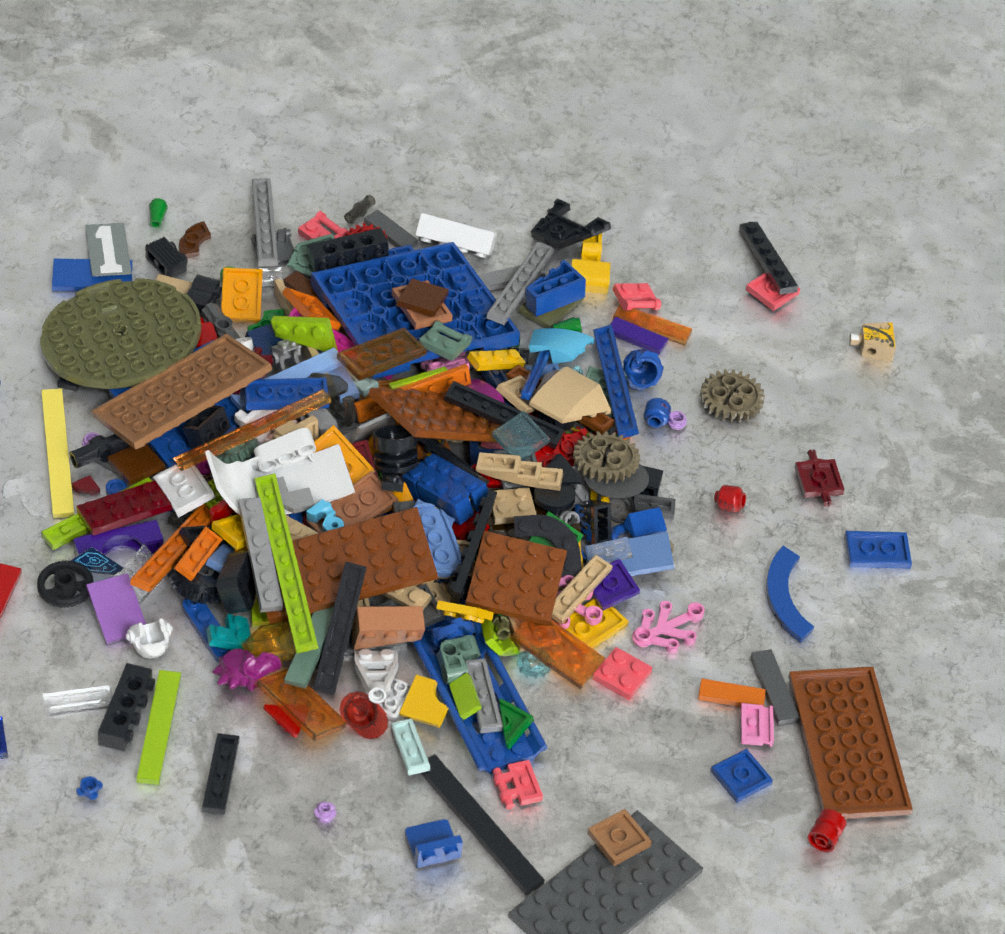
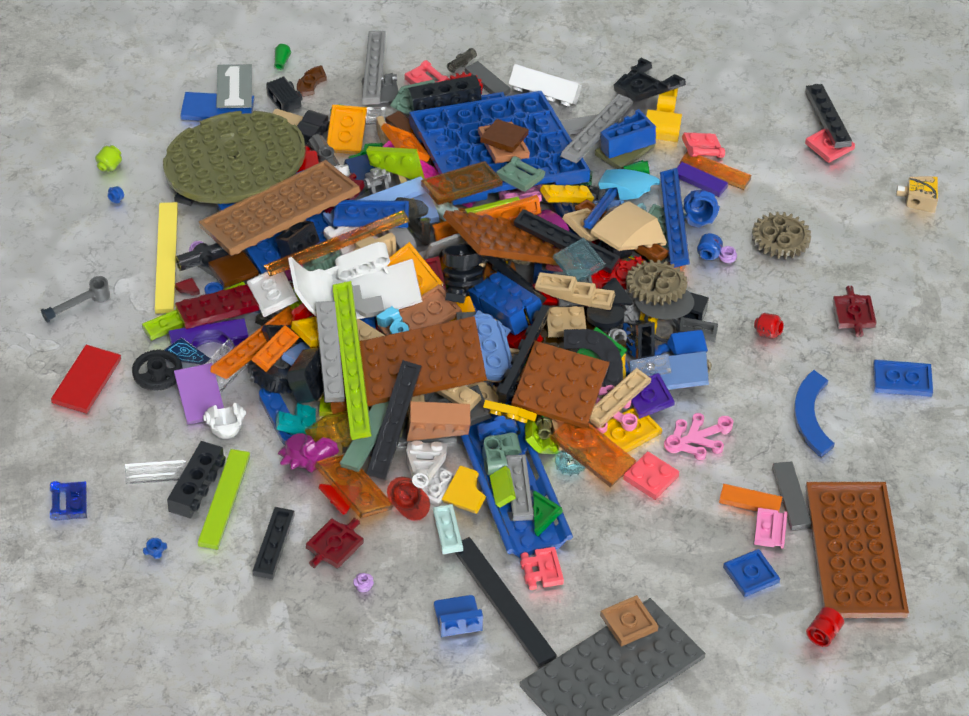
camera: 10 degrees right, 0 degrees up
(288, 770) = (334, 543): none -> dark red plate

